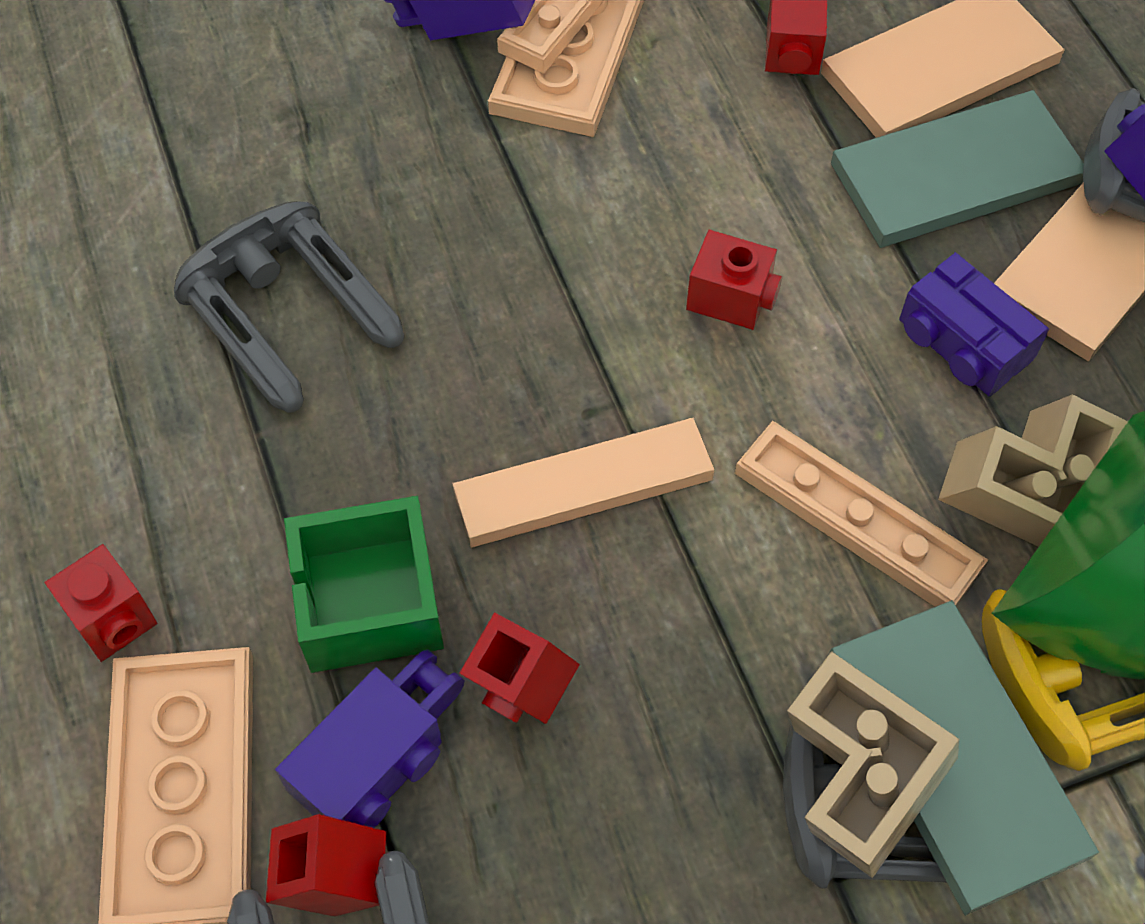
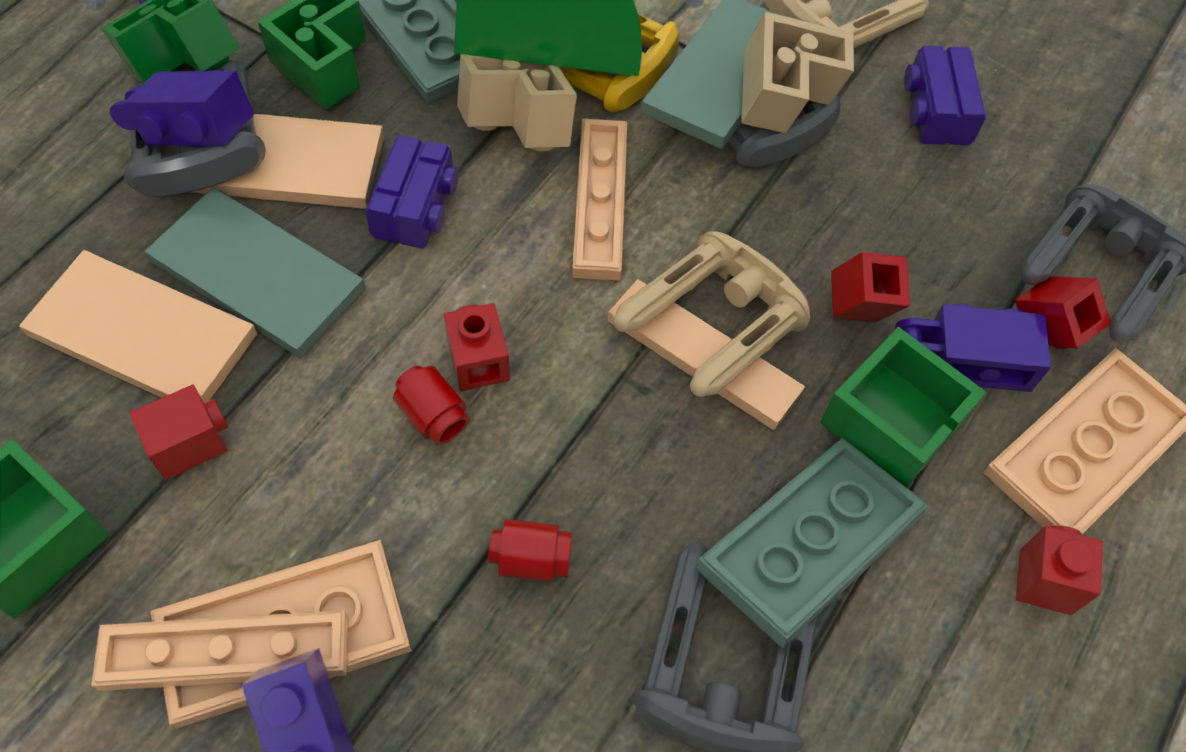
camera: 130 degrees left, 0 degrees up
(315, 411) = (811, 541): none -> sand green tile
(493, 211) = (530, 550): none -> red brick
(628, 579) = (751, 278): none -> tan piece
(690, 212) = (431, 404): none -> red brick

